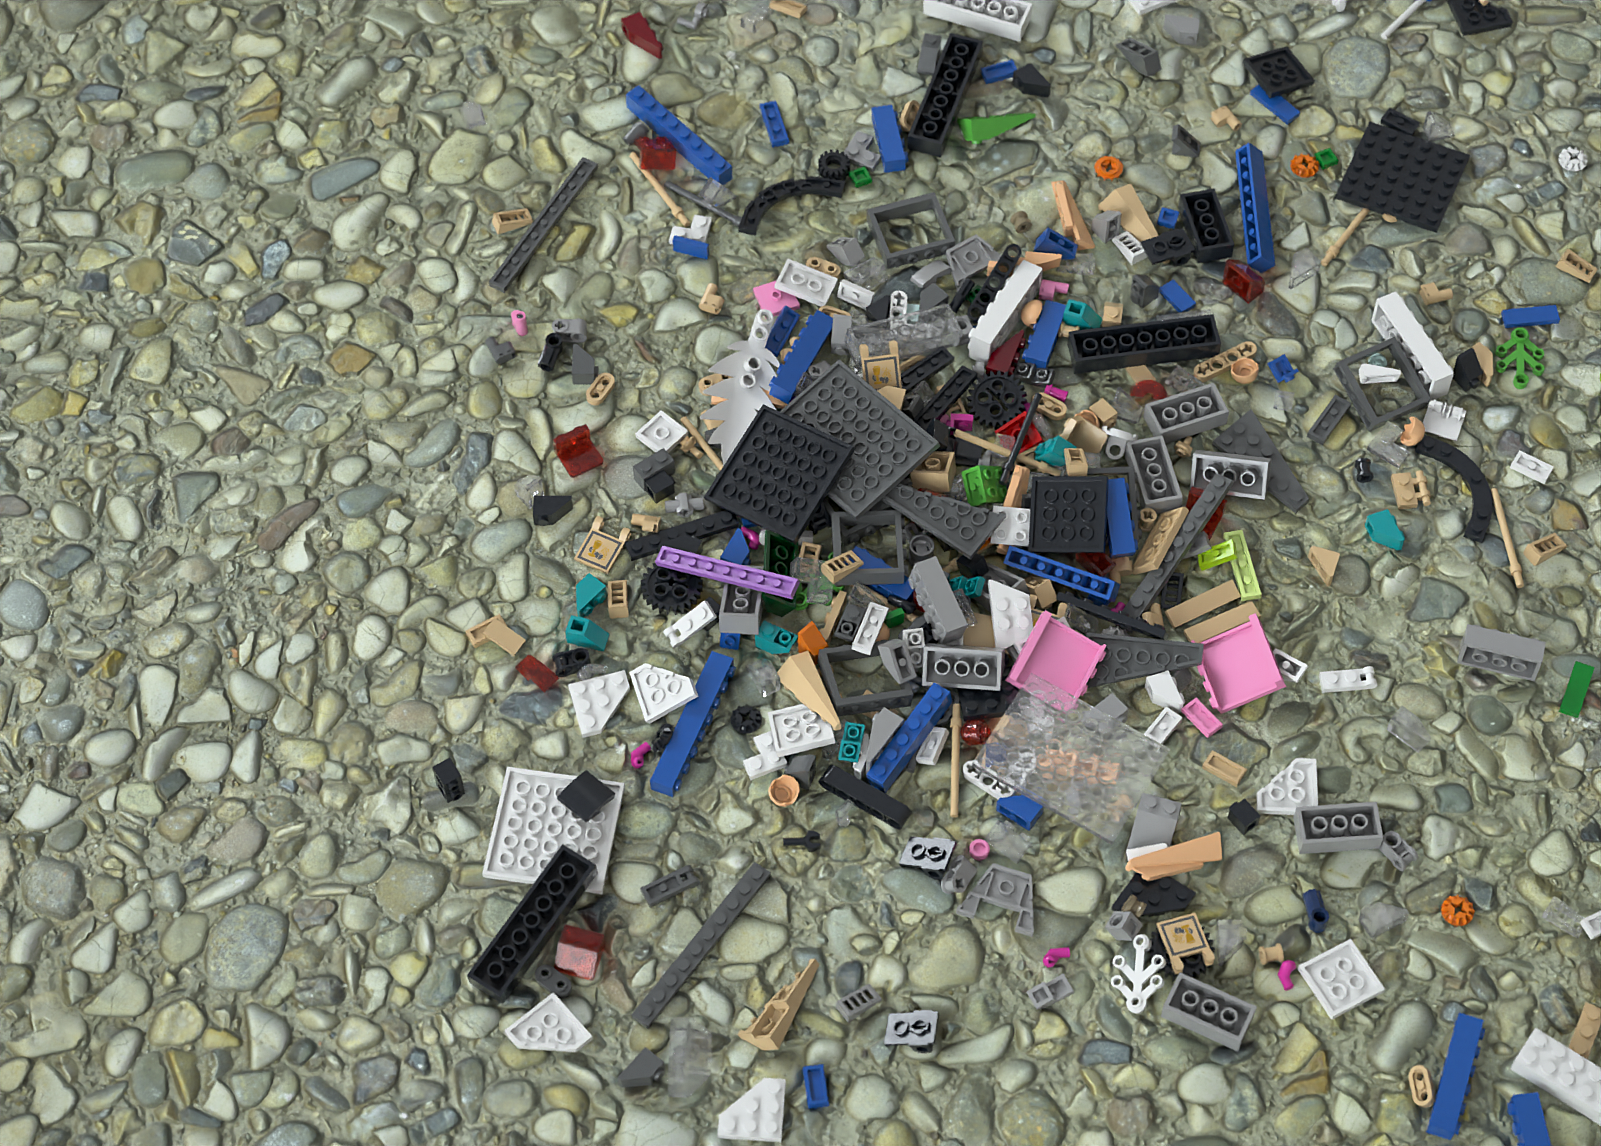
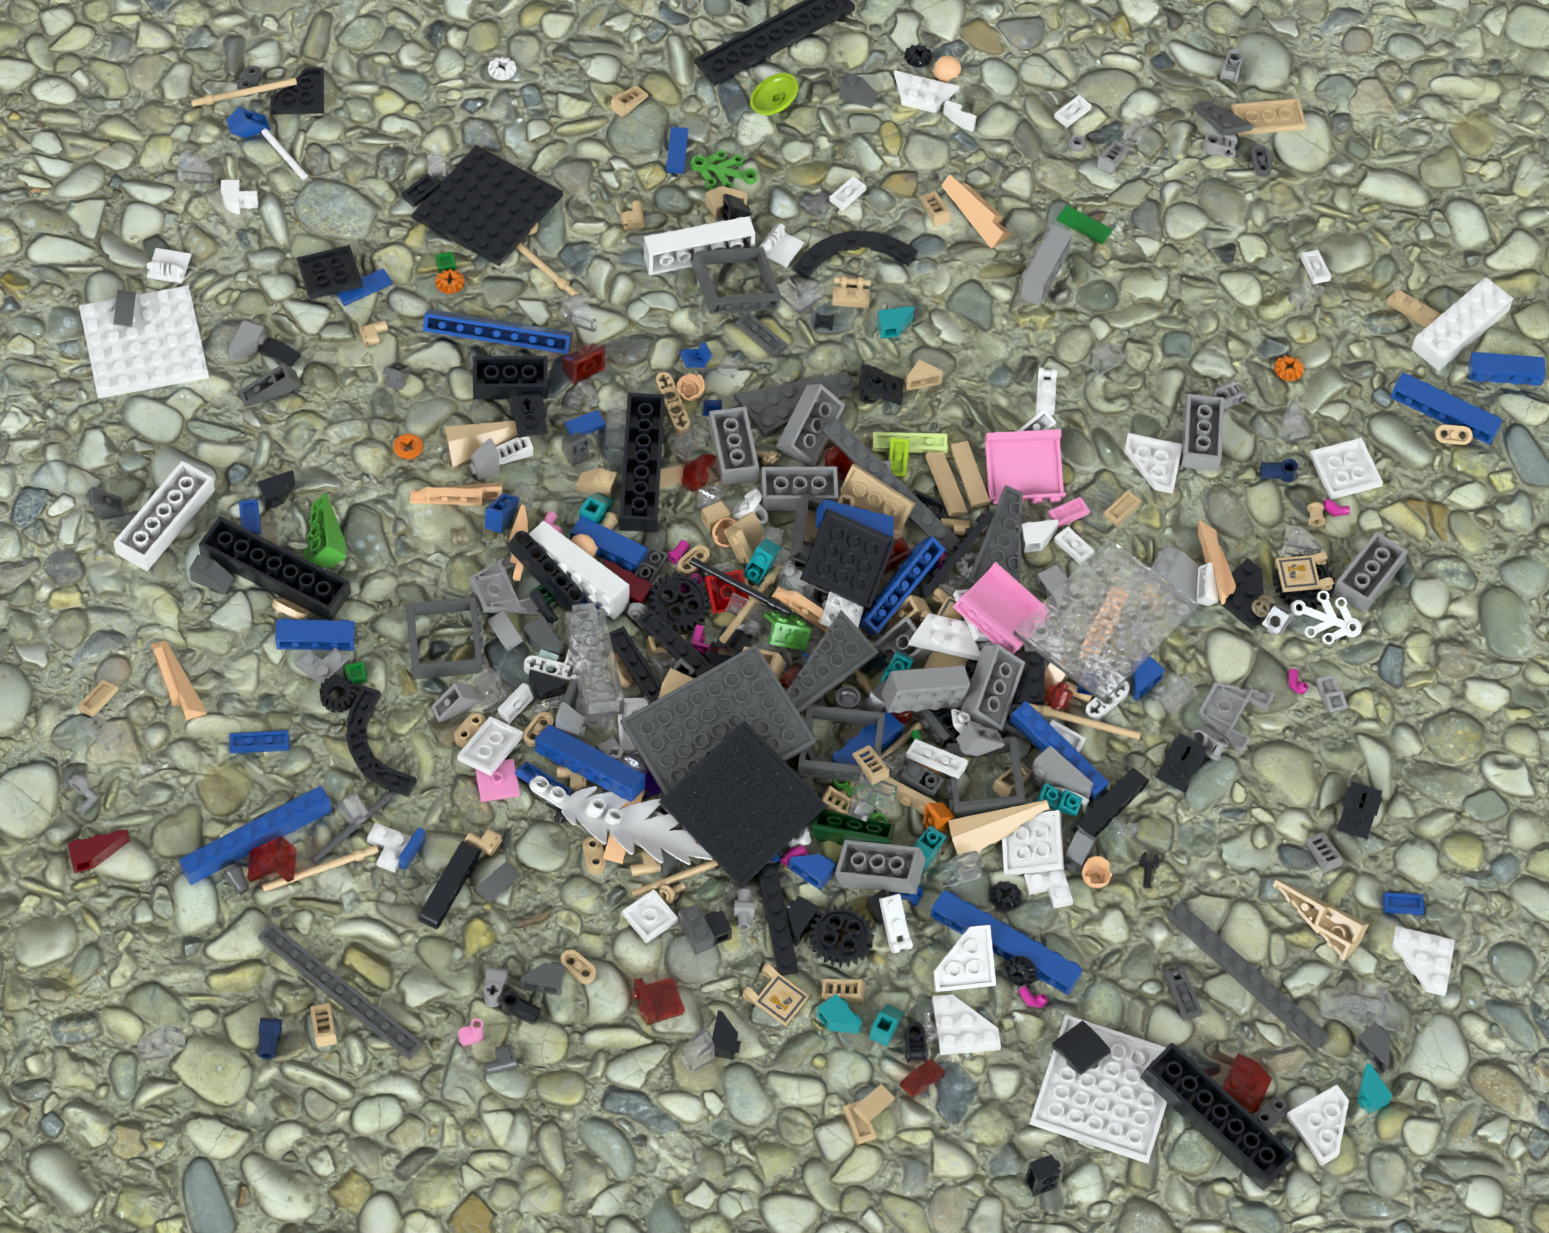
camera: 85 degrees left, 0 degrees up
(497, 183) = (269, 1032): none -> dark blue piece
(592, 1070) = (1372, 1091): none -> teal slope
(648, 523) = (759, 944): tan piece -> none
(661, 281) = (449, 885): none -> black beam
(671, 314) = (497, 882): none -> dark grey slope
(727, 572) = (855, 870): medium lavender plate -> none
(818, 53) = (176, 682): none -> light nougat wedge
(882, 369) = (639, 687): tan flag -> none
(908, 607) = (905, 731): black arm -> none
(979, 849) = (1178, 722): bright pink tile -> none
(1075, 462) = (804, 538): tan slope -> none
(1168, 218) = (487, 409): blue plate -> none
(1177, 55) = (279, 352): none -> black slope
(1227, 392) = (711, 405): none -> clear blue tile
(1243, 816) = (1177, 502): black brick -> none
(1301, 526) = (879, 385): none -> black piece
(1377, 374) = (736, 278): white slope -> none
(1413, 432) = (794, 271): light nougat hair -> none
(1515, 568) = (953, 235): tan bar -> none
(1555, 587) = (977, 211): none -> light nougat wedge

